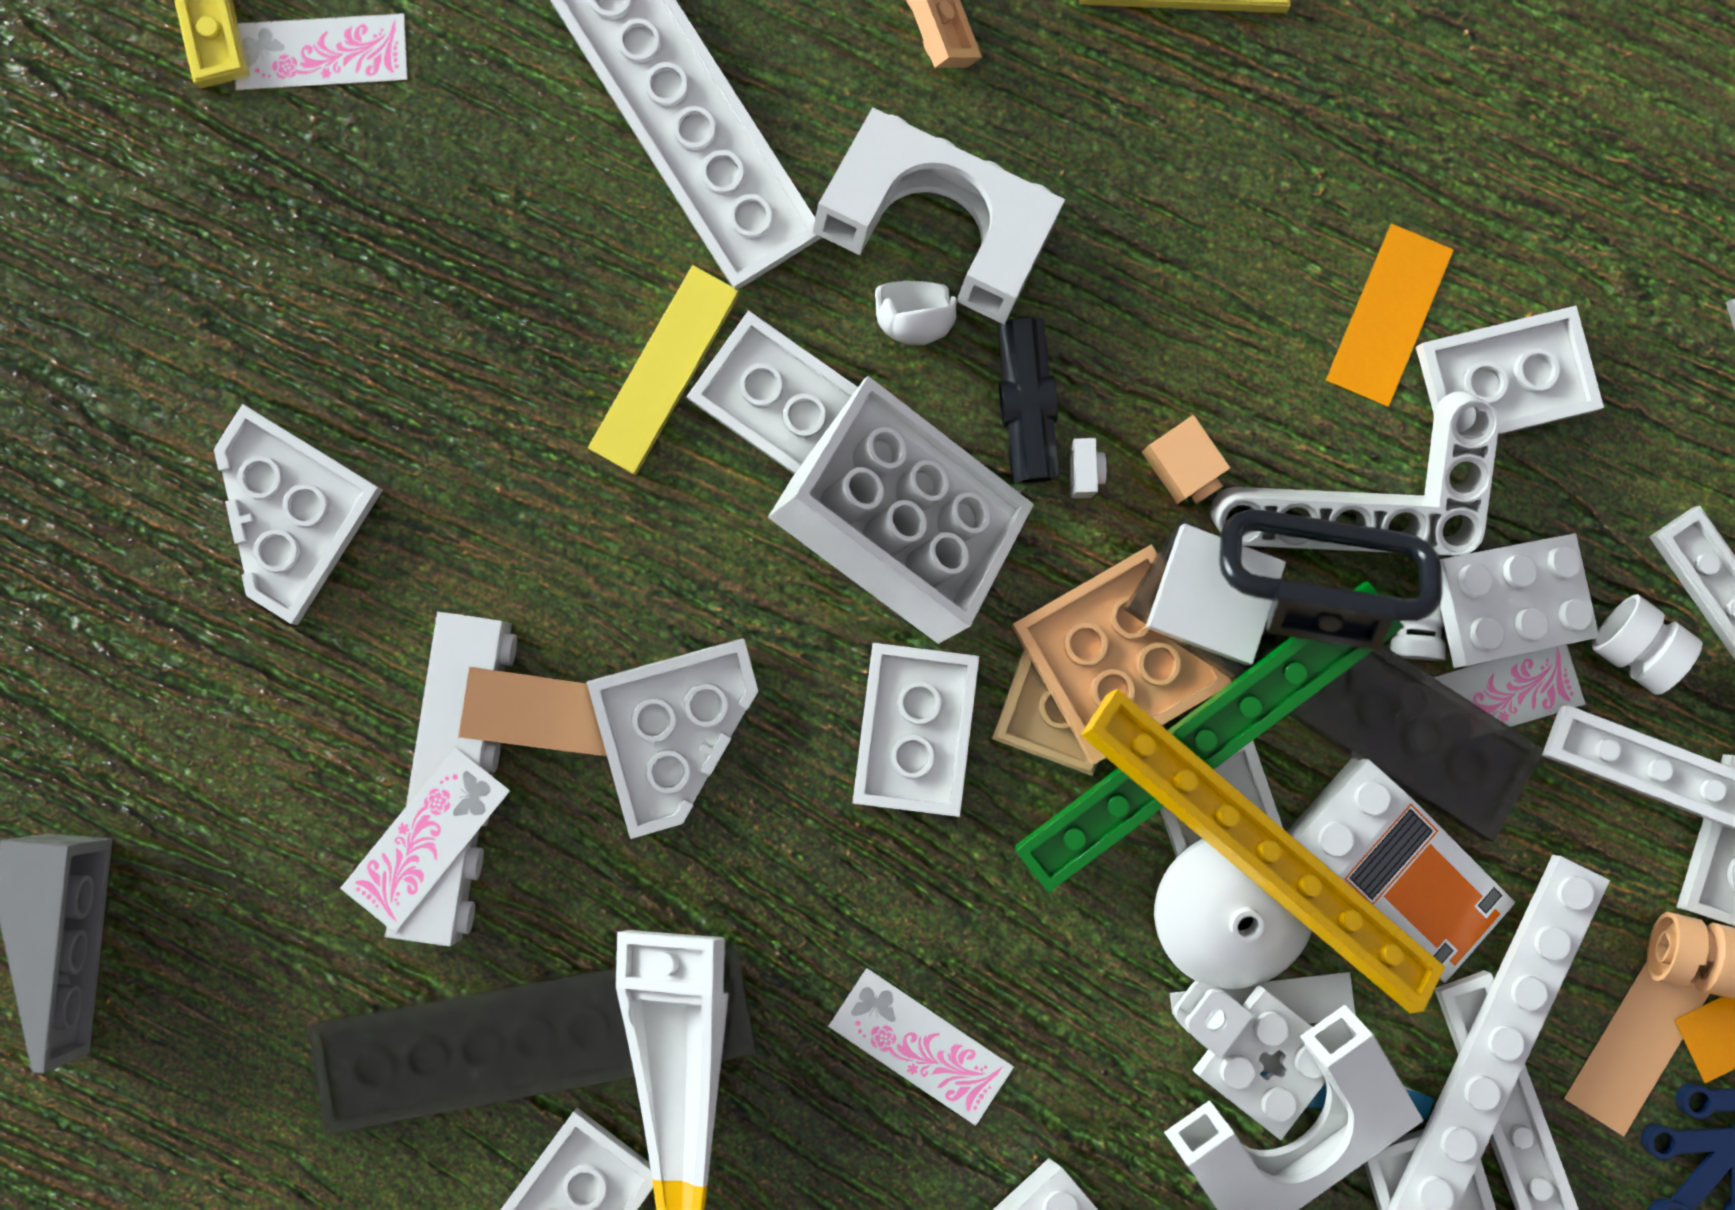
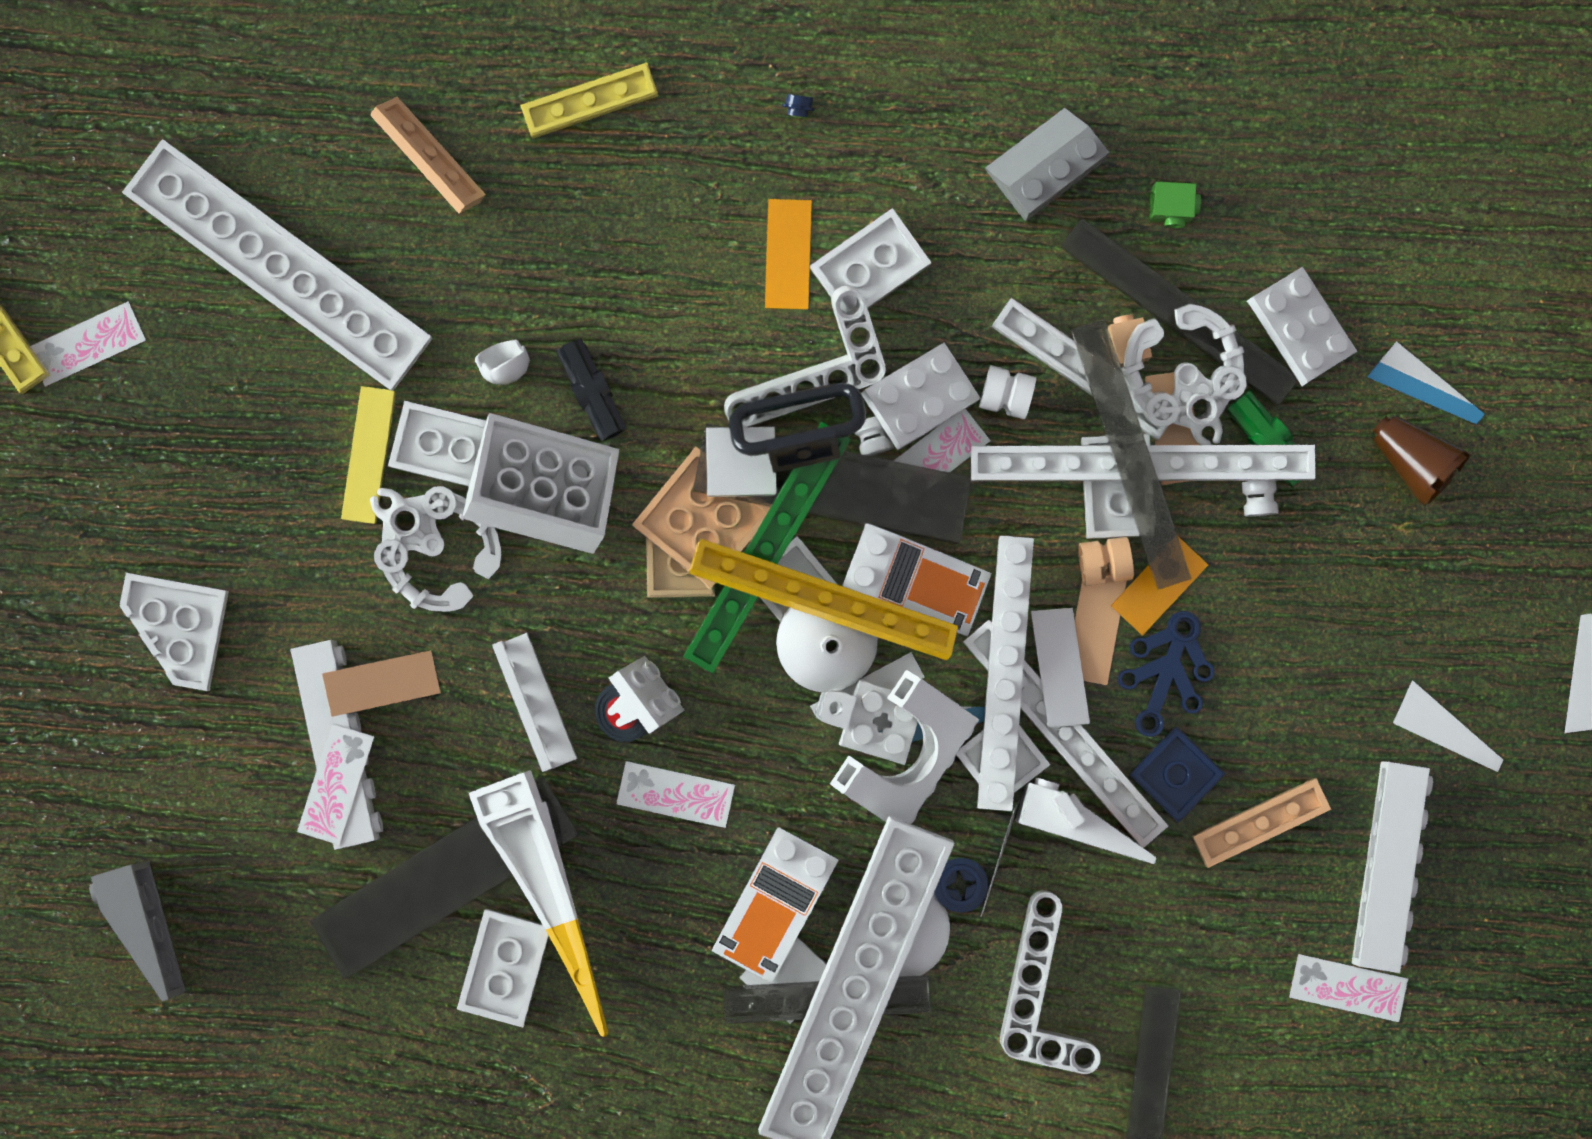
camera: 20 degrees left, 0 degrees up
(669, 729) = (454, 665): white plate -> none
(699, 523) = (424, 537): none -> white piece
(767, 831) = (535, 702): none -> white fence
(900, 160) = (457, 277): white arch -> none
(916, 729) = (599, 609): white plate -> none
(918, 893) = (636, 702): none -> white plate
(1086, 468) = (641, 416): white plate -> none
(1187, 461) = (698, 389): light nougat brick -> none
(1491, 102) = (798, 105): none -> dark blue plate
(1569, 1087) = (1060, 667): none -> white sticker

